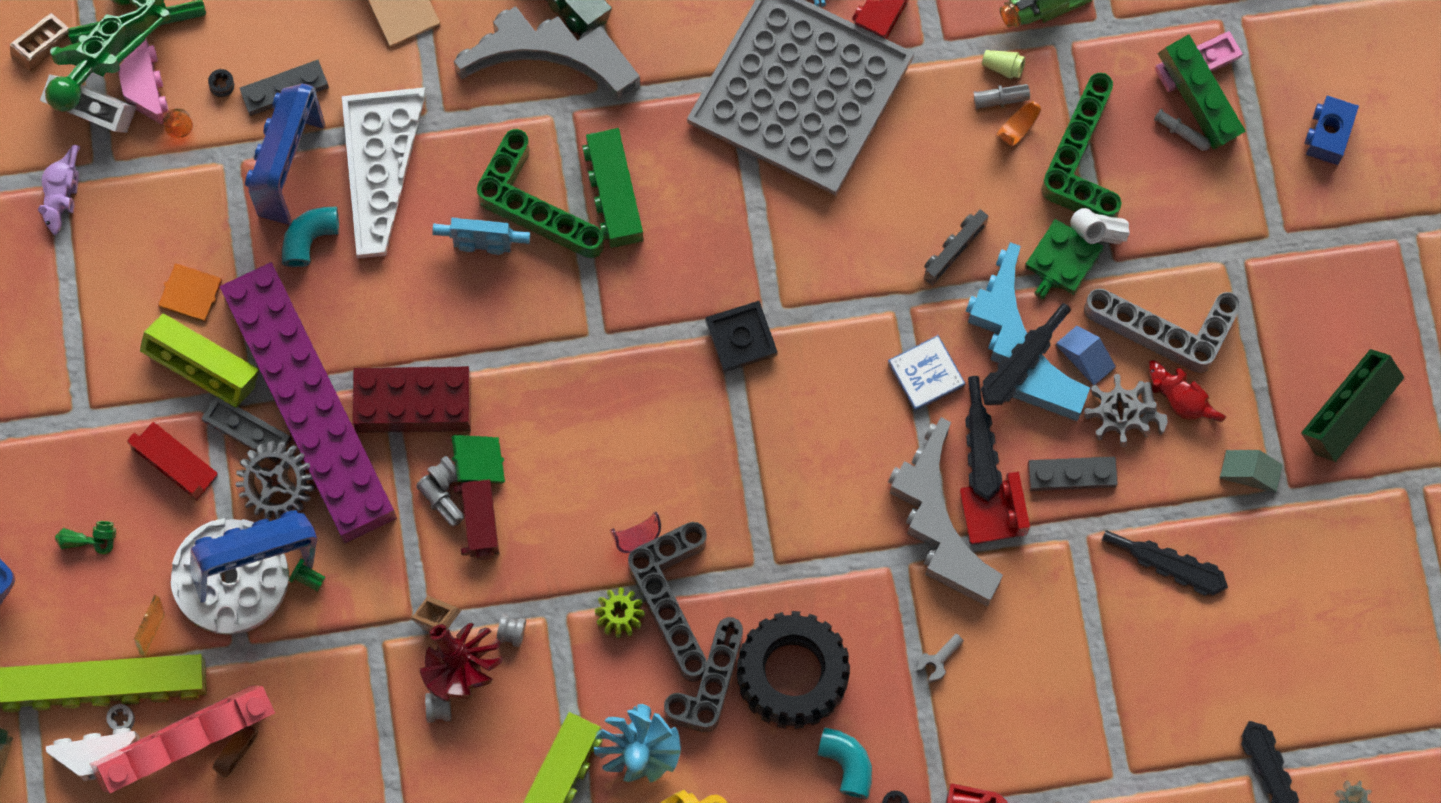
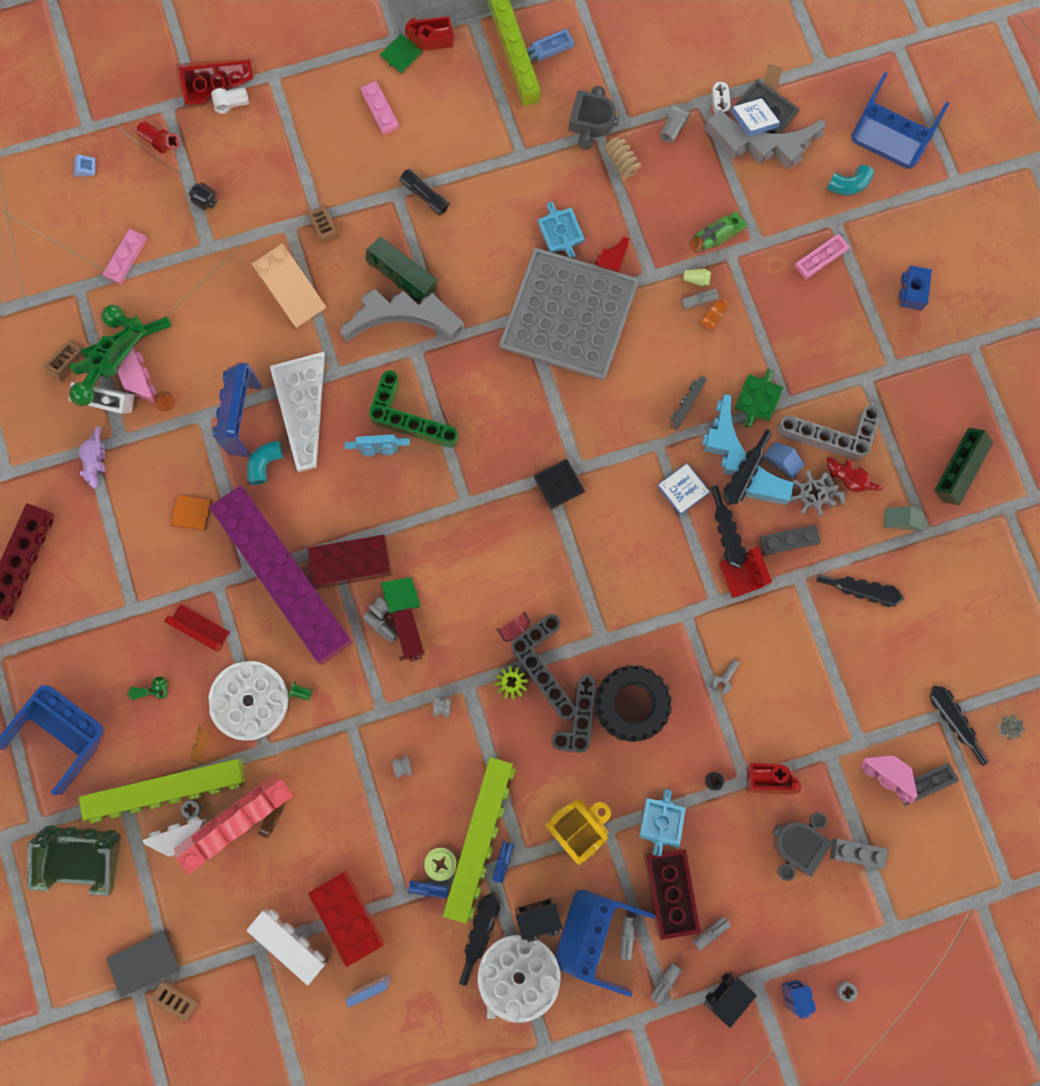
camera: 10 degrees left, 5 degrees up
(199, 360) = (204, 558): lime brick -> none
(218, 91) = (191, 375): black bush -> none
(242, 426) = (243, 599): dark grey plate -> none
(251, 545) = (258, 684): blue windscreen -> none
(260, 94) = (215, 372): dark grey plate -> none
(264, 474) = (260, 629): light grey gear -> none
(434, 612) = (390, 706): medium nougat slope -> none
(456, 665) = (407, 739): dark red piece -> none
(614, 188) = (459, 399): green brick -> none
(645, 747) = (542, 772): medium azure piece -> none
(853, 760) = (681, 755): teal cylinder -> none
(952, 561) = (722, 611): light grey arch -> none
(1075, 150) = (754, 326): green beam -> none
(1099, 228) = (779, 375): white piece -> none
(1182, 130) = (831, 308): light grey piece -> none
(1201, 91) = (829, 276): green brick -> none

